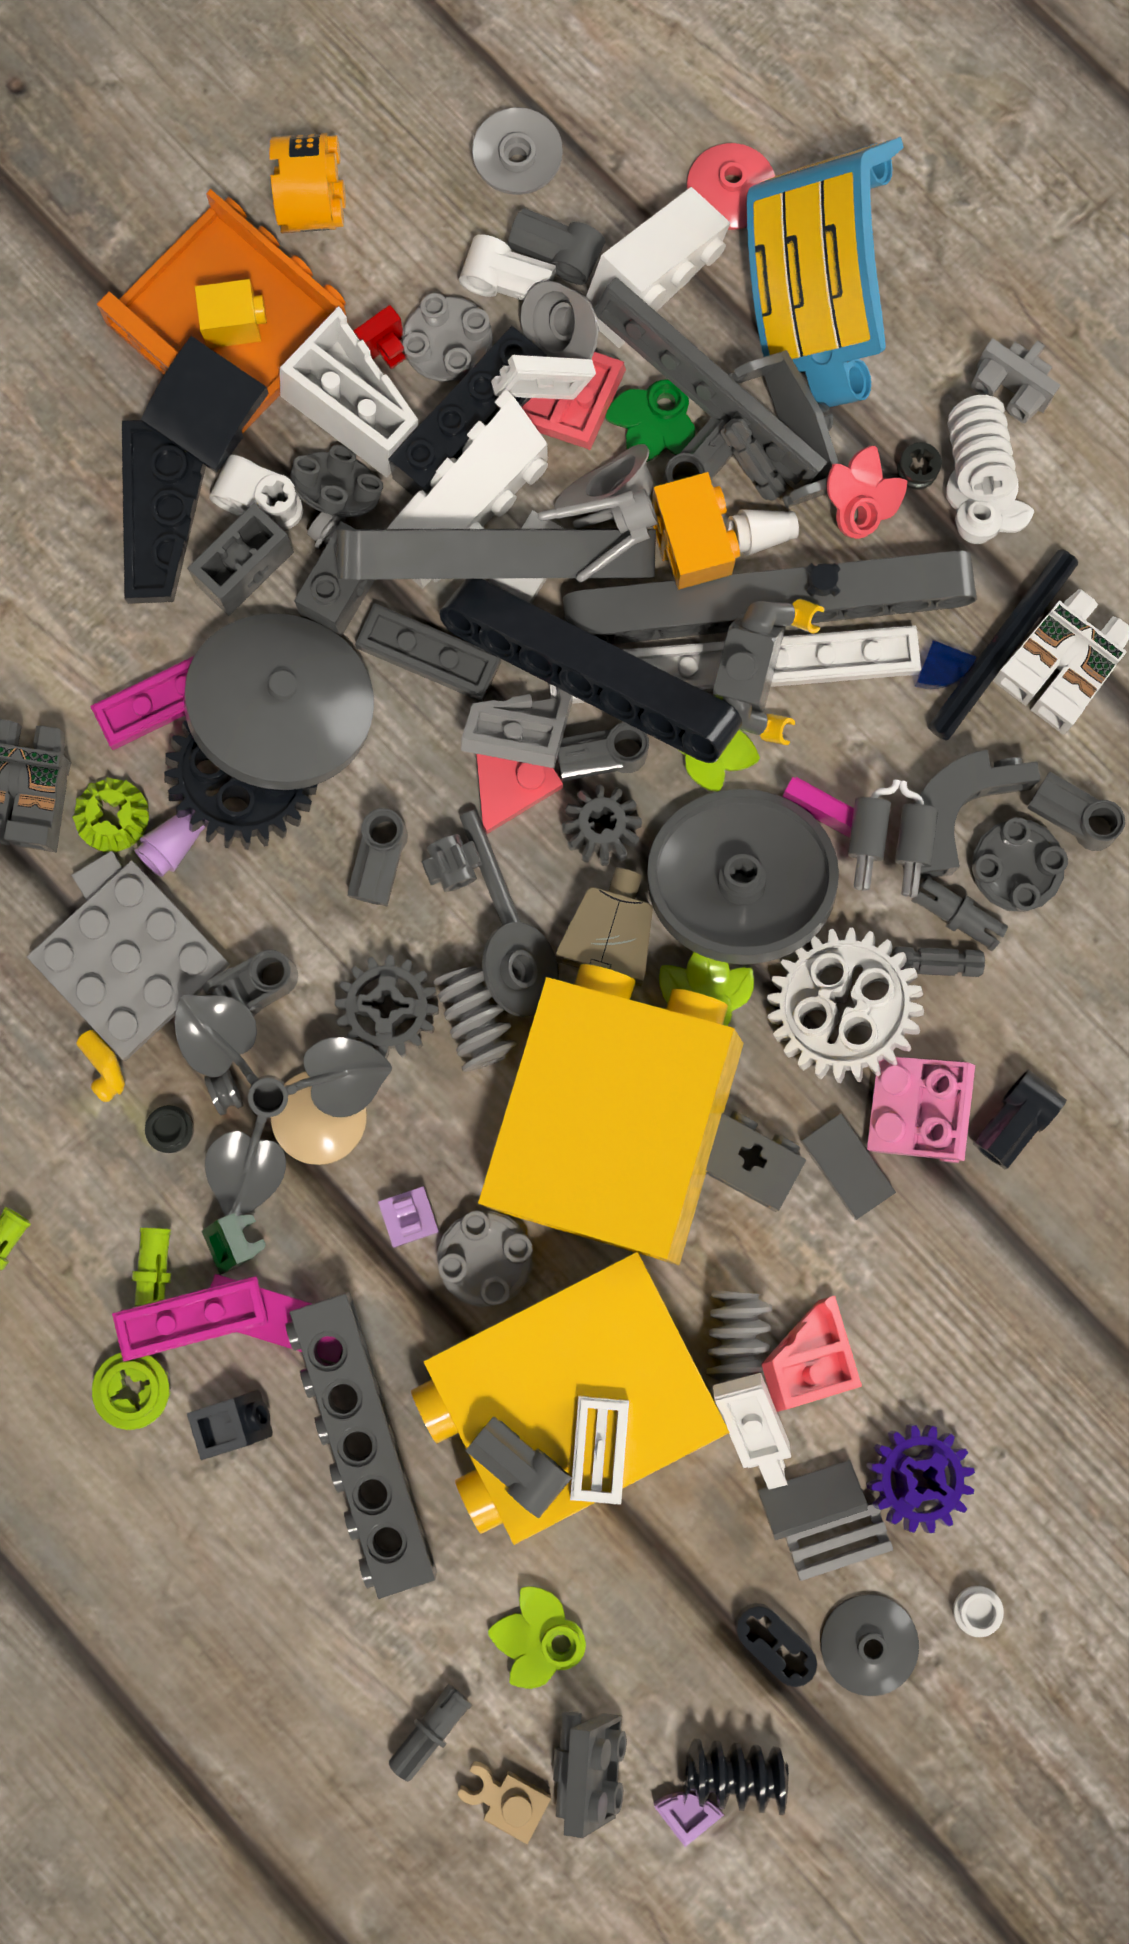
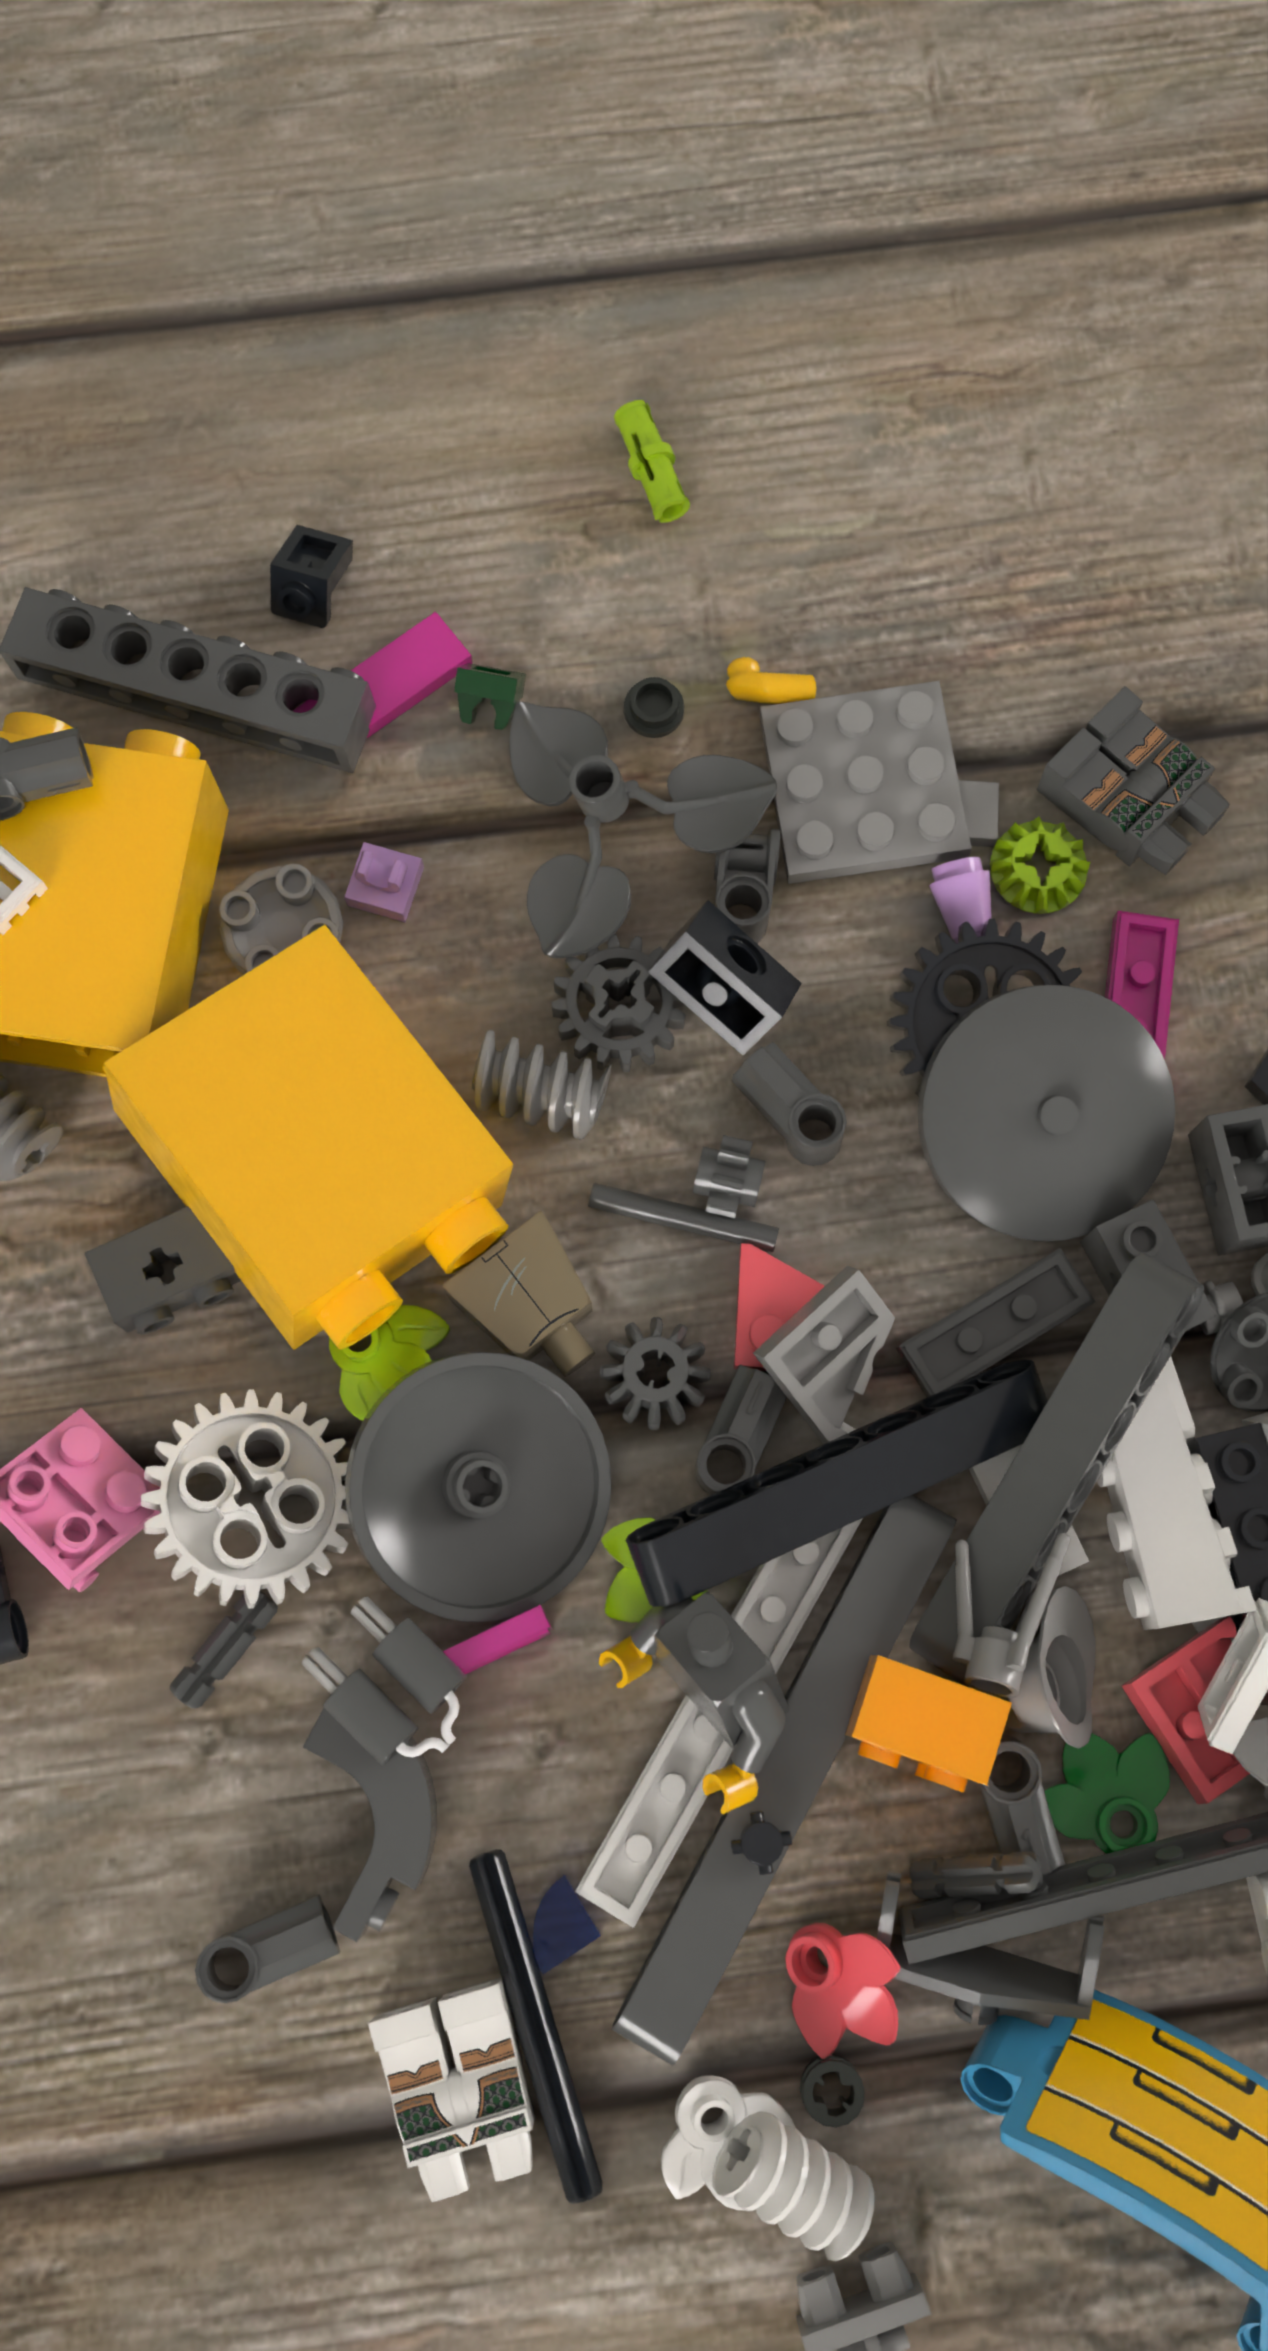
camera: 125 degrees right, 5 degrees down
(123, 1412) = (401, 490): lime gear -> none
(152, 1266) = (515, 595): lime pin -> none
(189, 1318) = (440, 597): dark pink tile -> none
(223, 1092) = (651, 776): dark grey bush -> none
(313, 1135) = (537, 838): tan dish -> none
(329, 946) = (725, 978): none -> black brick
(516, 967) = (541, 1182): dark grey dish -> none
(762, 529) = (881, 1822): white cone -> none
(848, 1166) = (81, 1375): dark grey tile -> none
(960, 913) = (255, 1715): dark grey pin -> none
(1018, 865) = (260, 1831): dark grey dish -> none

